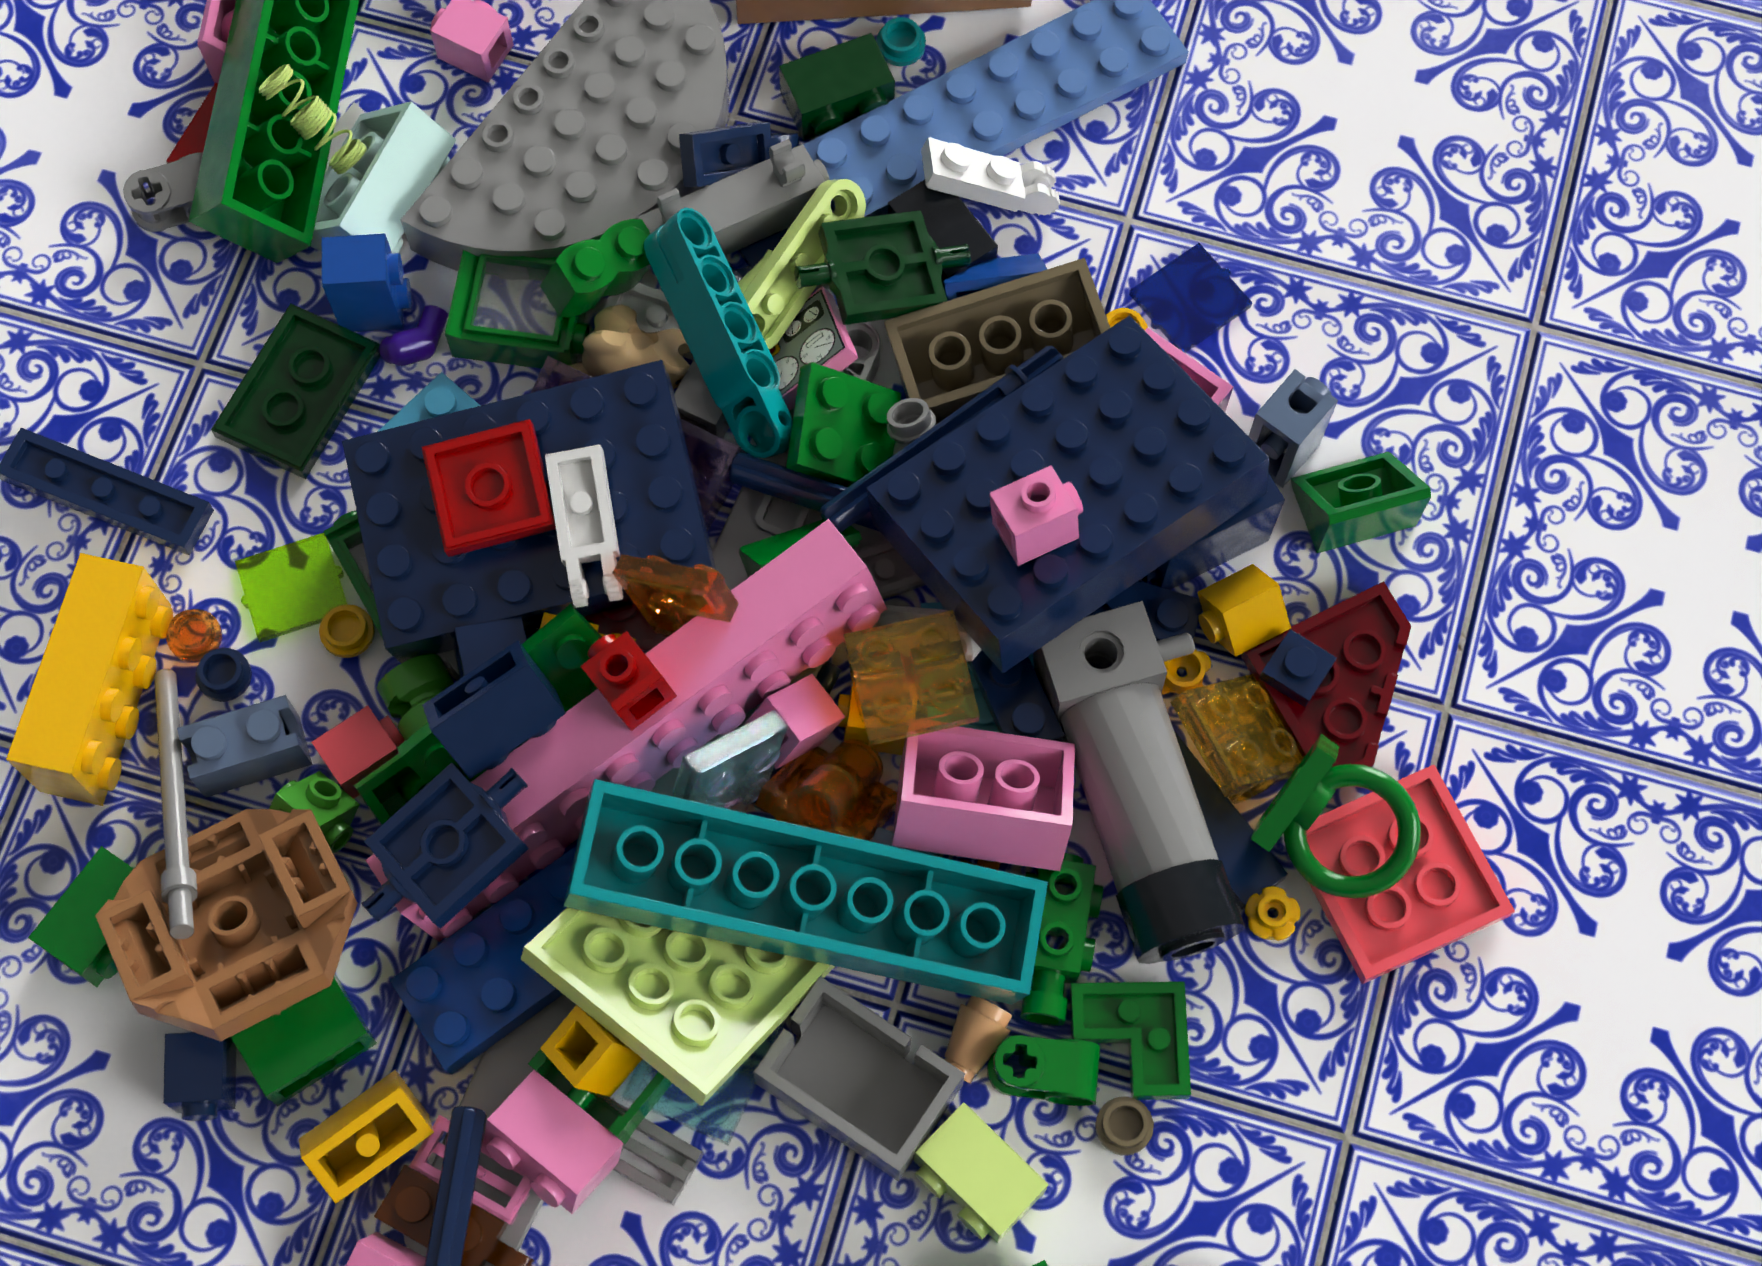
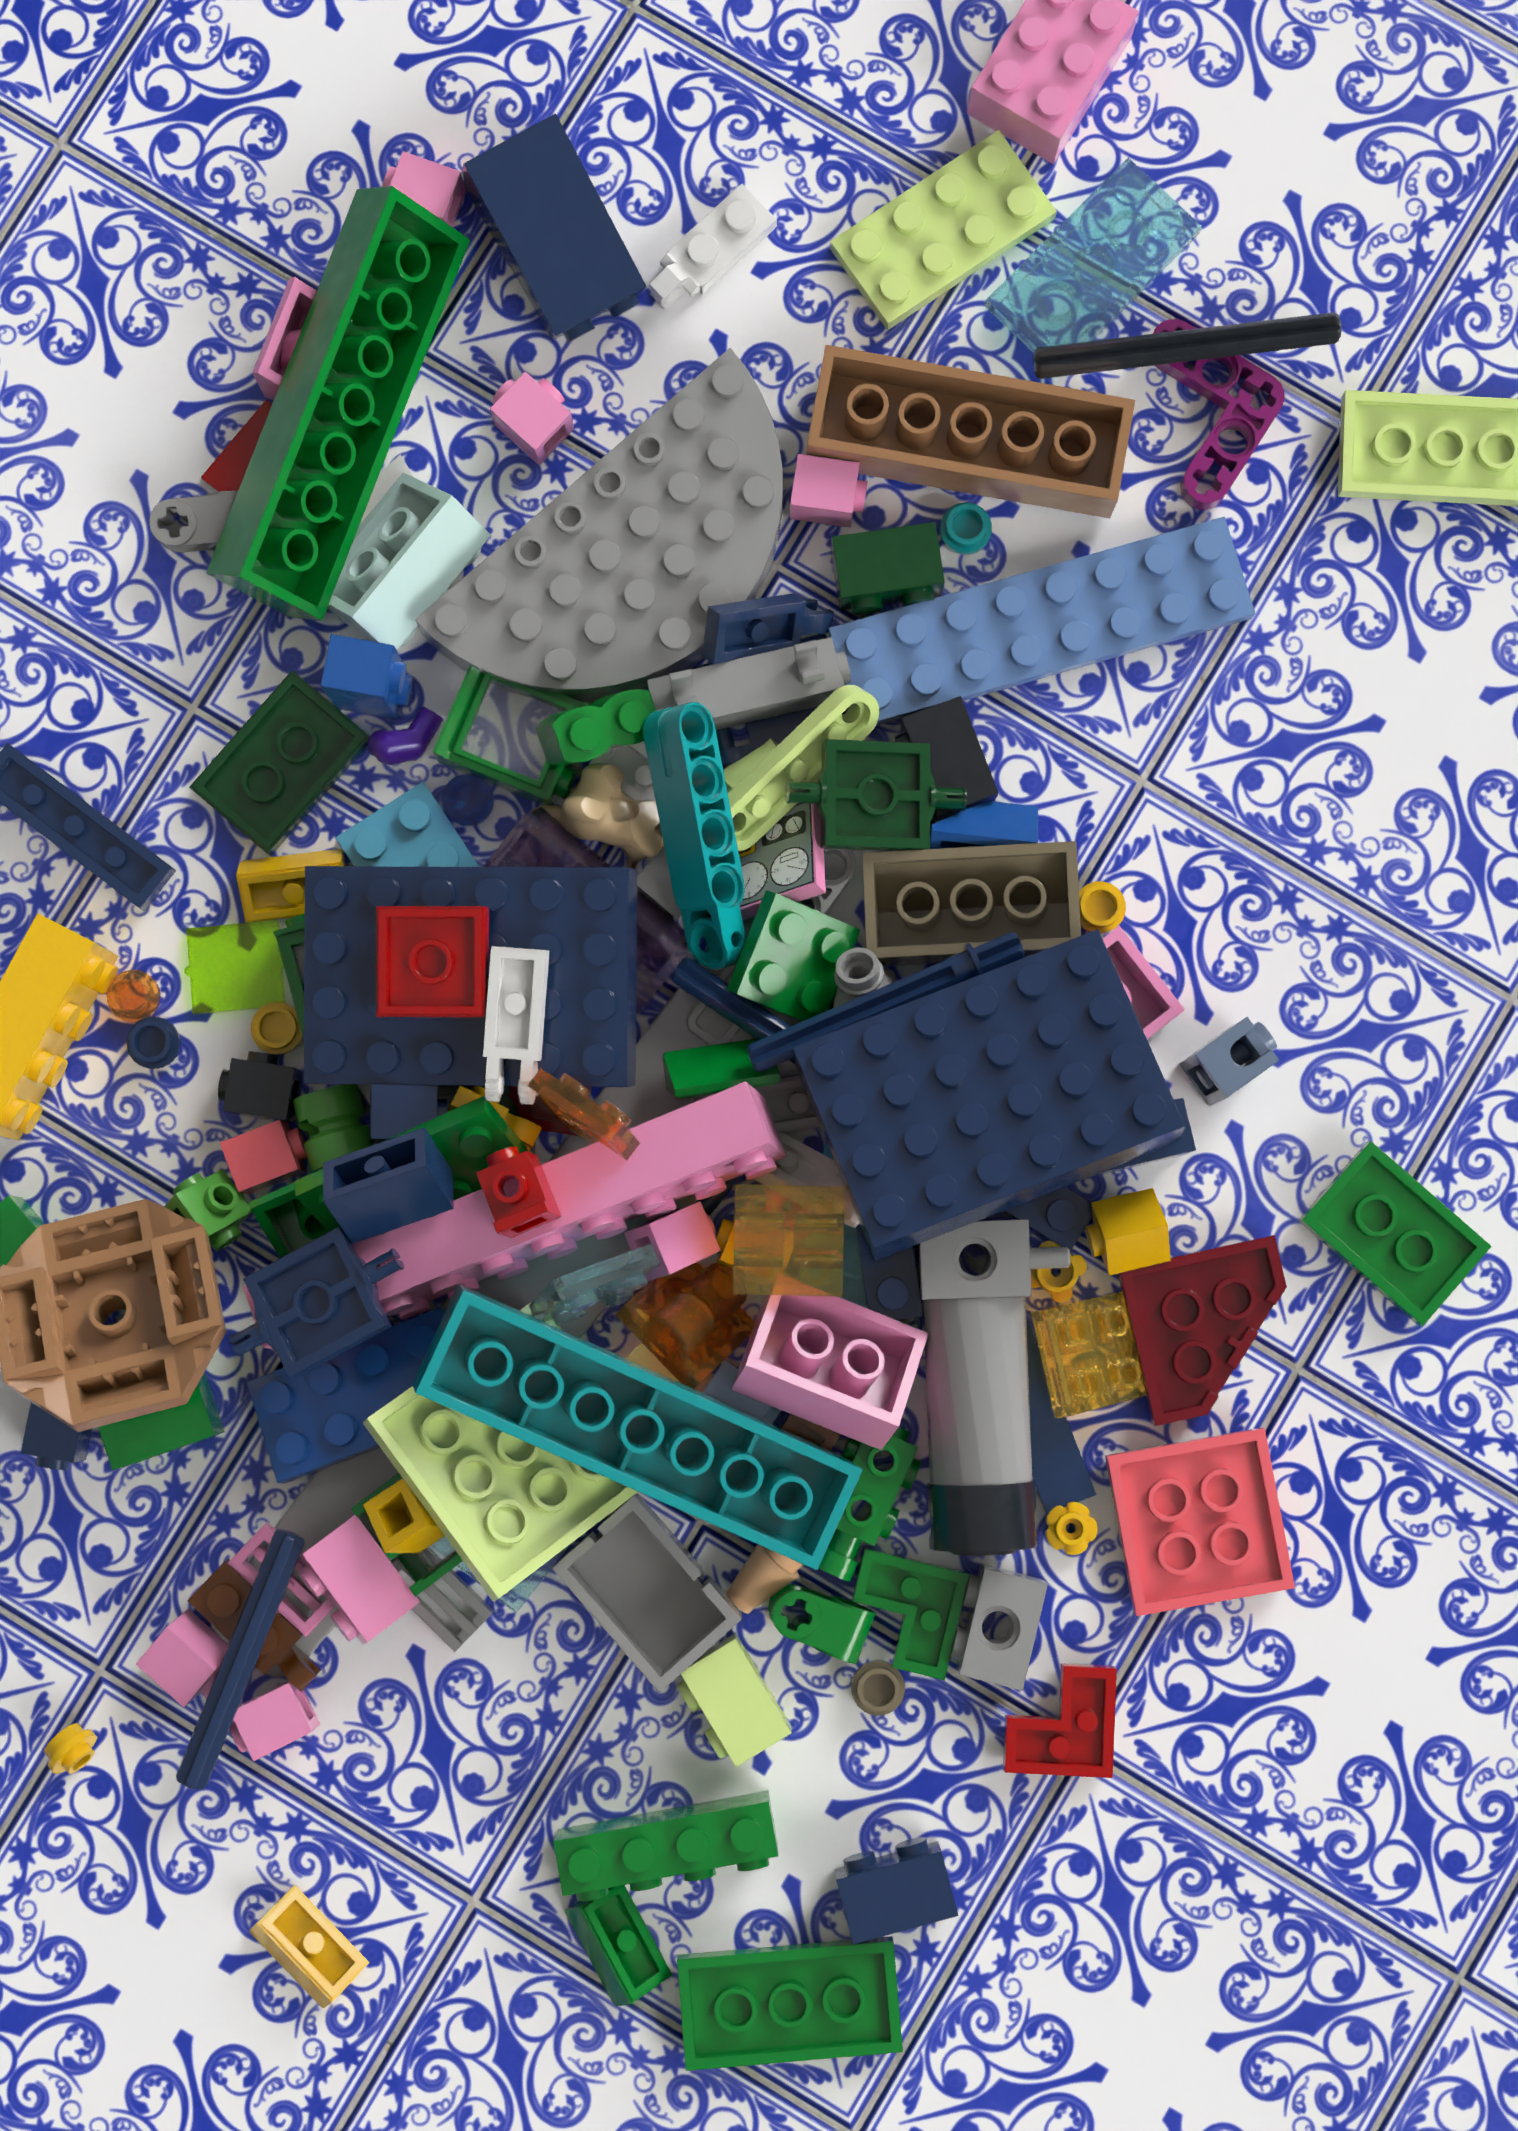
camera: 15 degrees right, 15 degrees up
(178, 879) = (69, 1265): light grey bar -> none
(245, 746) = (159, 1124): sand blue brick -> none
(313, 118) = (349, 493): yellowish green piece -> none
(316, 502) = (276, 885): none -> yellow slope
(340, 686) = (260, 1087): none -> black brick
(365, 1136) = (194, 1527): yellow brick -> none
(489, 378) = (468, 800): none -> clear blue plate
(763, 36) = (826, 491): none -> bright pink brick
(989, 178) = (1009, 712): white hinge -> none
(1036, 514) = (942, 1137): bright pink brick -> none
(1190, 298) = (1178, 883): clear blue piece -> none
(1244, 995) = (1007, 1658): none -> light grey brick
(1297, 668) = (1164, 1304): dark blue plate -> none
(1305, 798) = (1128, 1439): green tile -> none
(1345, 1122) = (1076, 1741): none -> red plate
(1360, 500) = (1277, 1139): green slope -> none
(1498, 555) = (1394, 1233): none -> green plate

